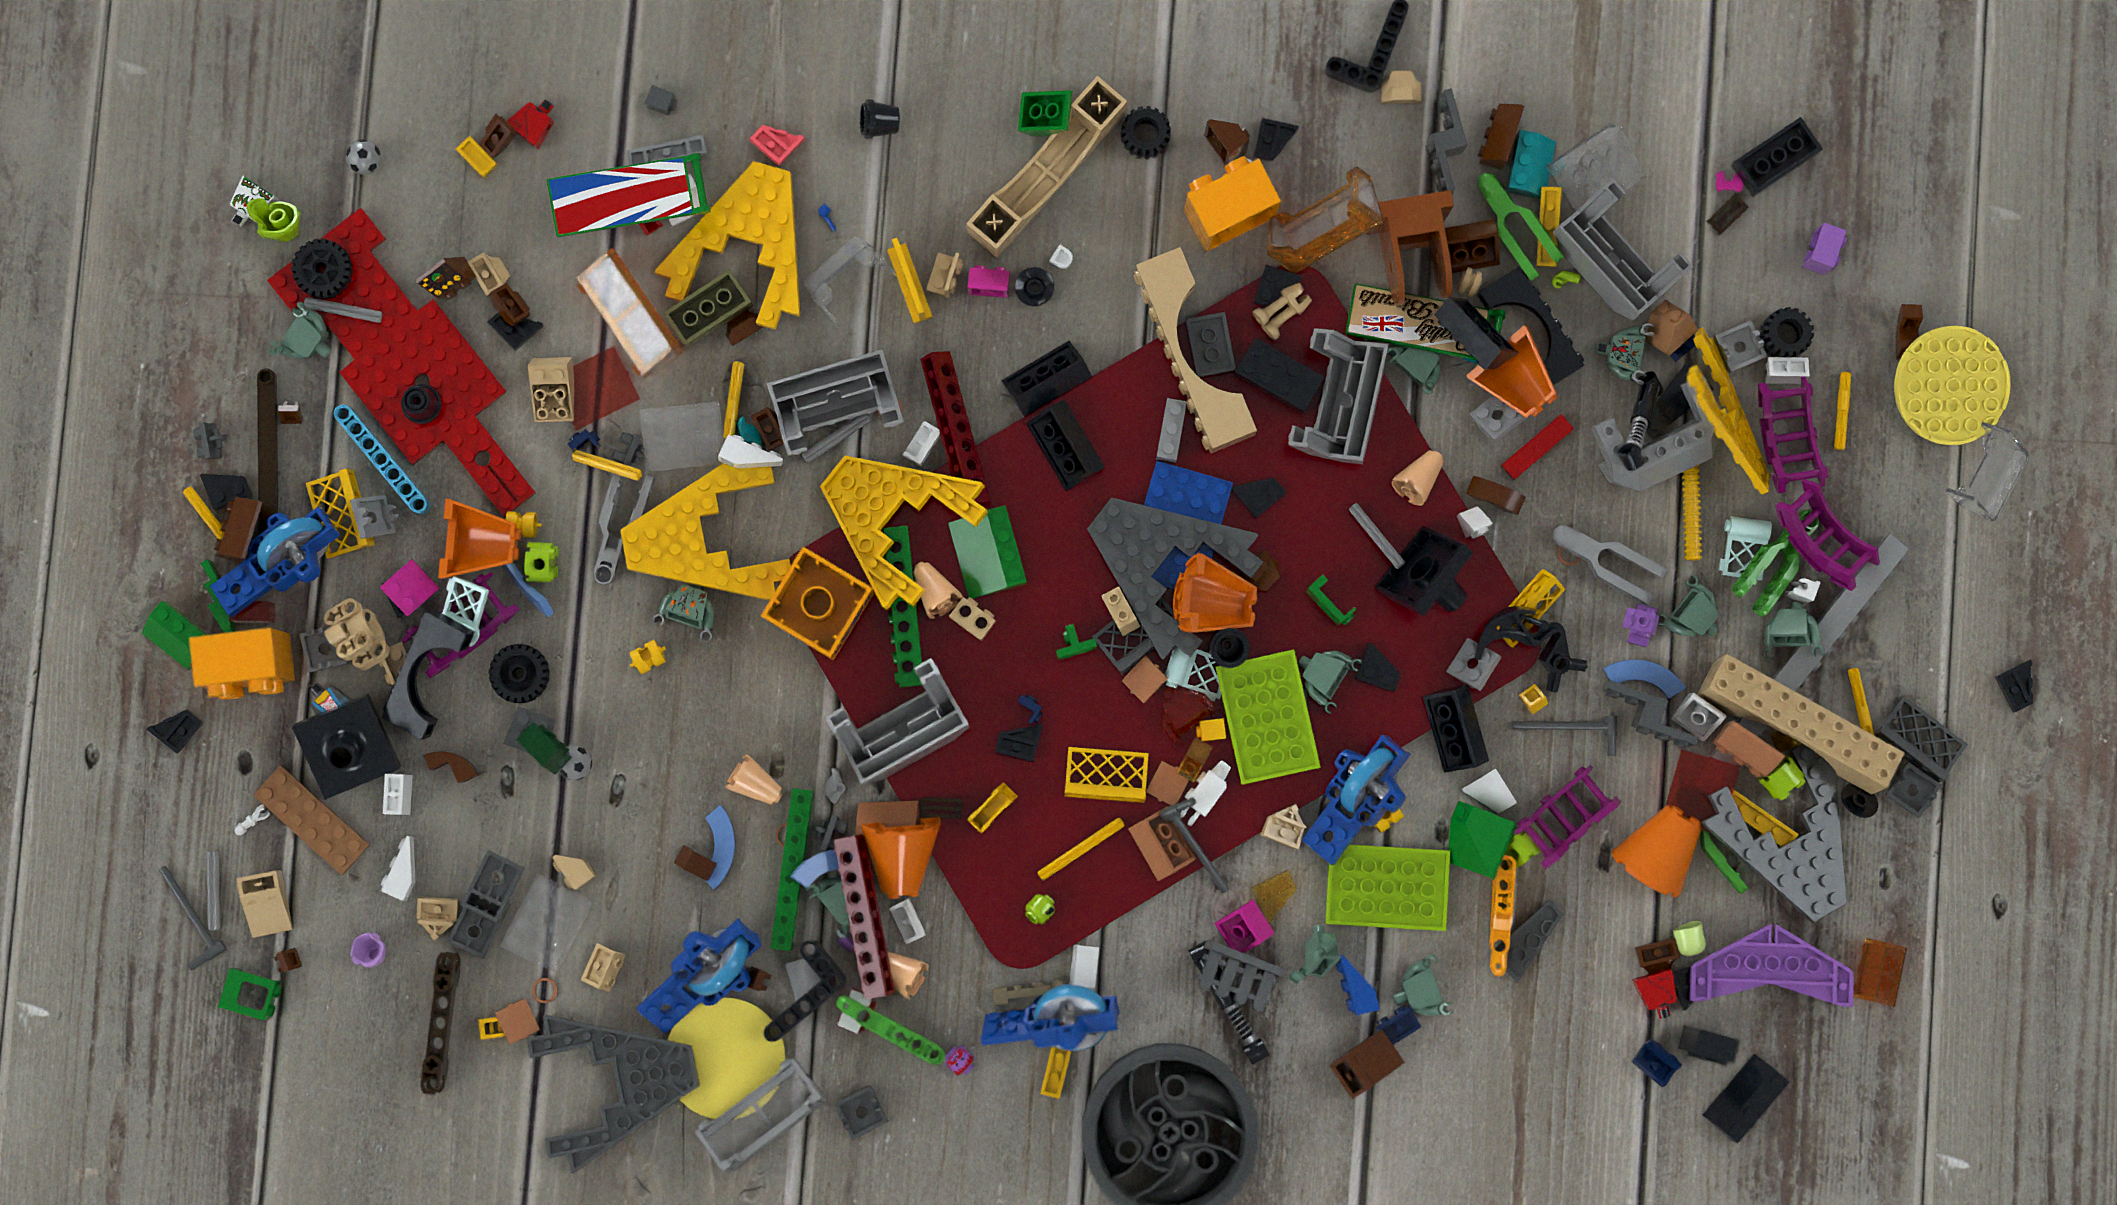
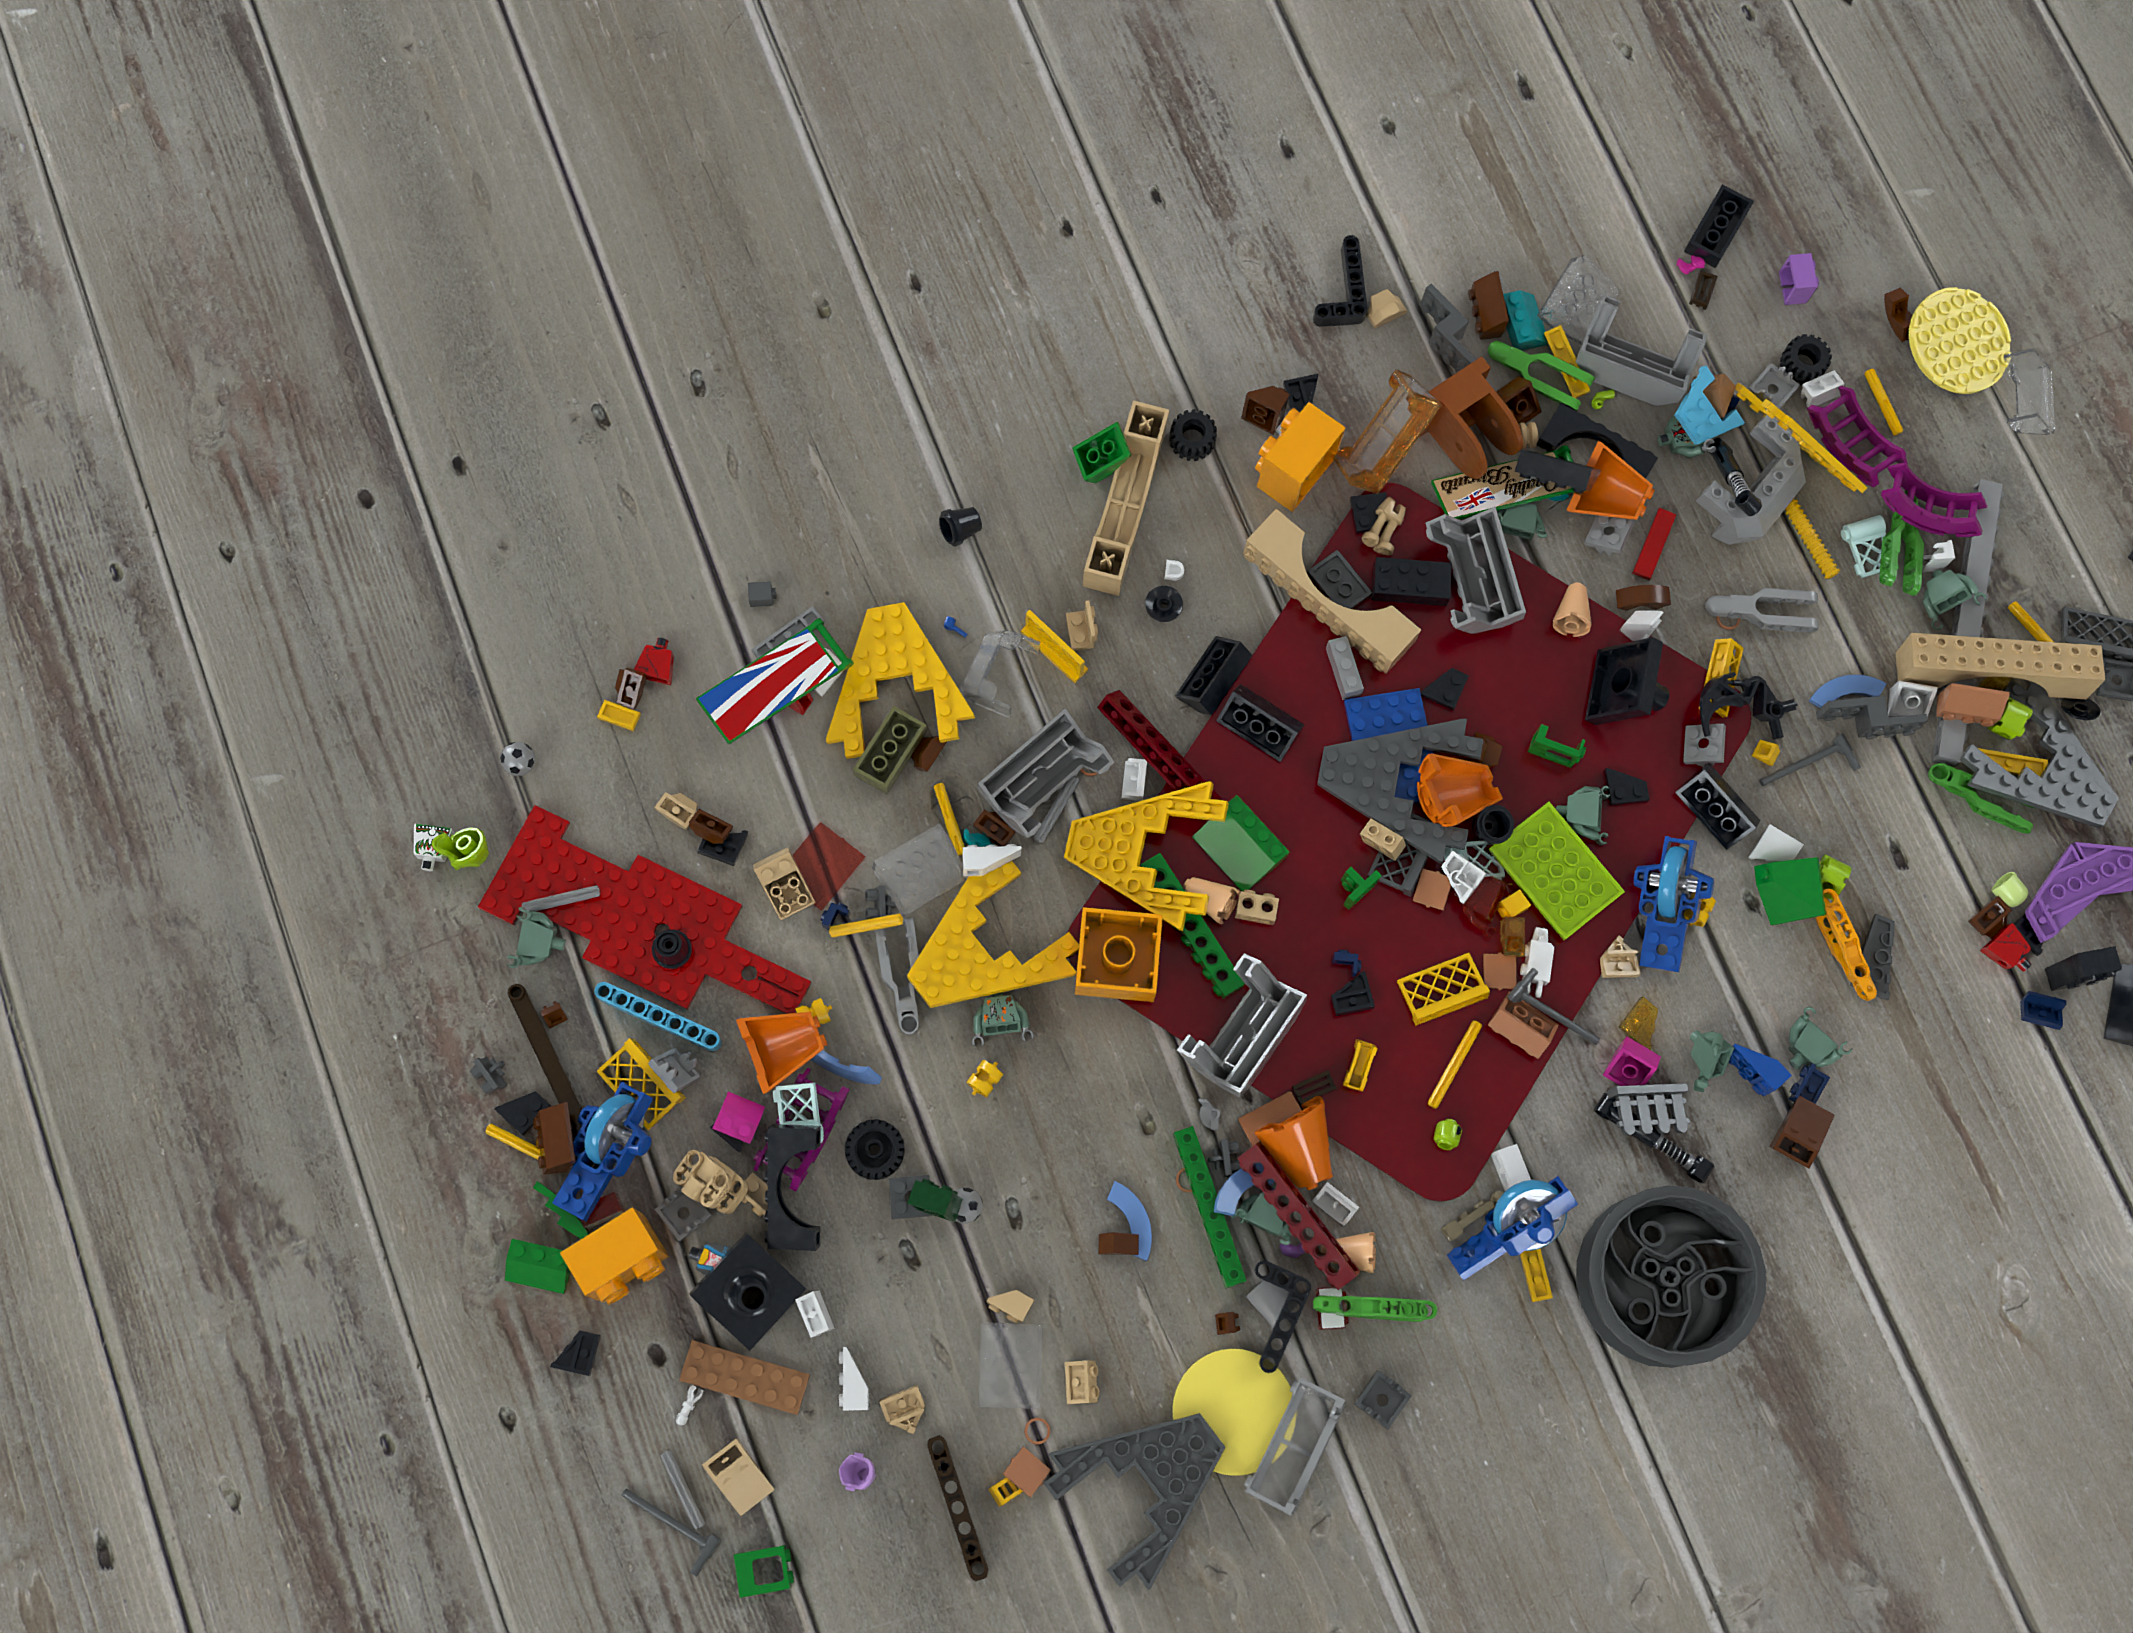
camera: 30 degrees left, 10 degrees down
(288, 960) = (784, 1520): reddish brown tile -> none
(311, 258) = (518, 858): black wheel -> none
(447, 277) = (643, 827): reddish brown slope -> none
(461, 767) = (862, 1259): reddish brown brick -> none
(485, 904) = (946, 1374): dark grey bracket -> none
(534, 569) = (850, 1050): lime brick -> none
(629, 313) = (822, 784): windscreen -> none
(711, 970) = (1181, 1337): blue piece -> none
(753, 782) = (1135, 1144): light nougat cone -> none
(775, 143) = (879, 585): coral wing -> none
(959, 1060) = (1447, 1307): medium lavender head -> none
(988, 282) = (1123, 617): dark pink slope -> none
(1175, 680) = (1462, 875): none -> white slope
(1376, 535) = (1564, 675): light grey axle -> none
(1389, 888) = (1735, 971): lime plate -> none
(1573, 834) = (1862, 864): magenta fence -> none
(1641, 623) = (1823, 641): medium lavender tile -> none
(1643, 343) = (1698, 414): none -> medium azure wing
(1661, 850) = (1945, 825): orange cone -> none
(1671, 402) = (1746, 450): black wing -> none
(1694, 613) = (1860, 617): sand green torso -> none
(1695, 779) = (1940, 759): clear red piece -> none

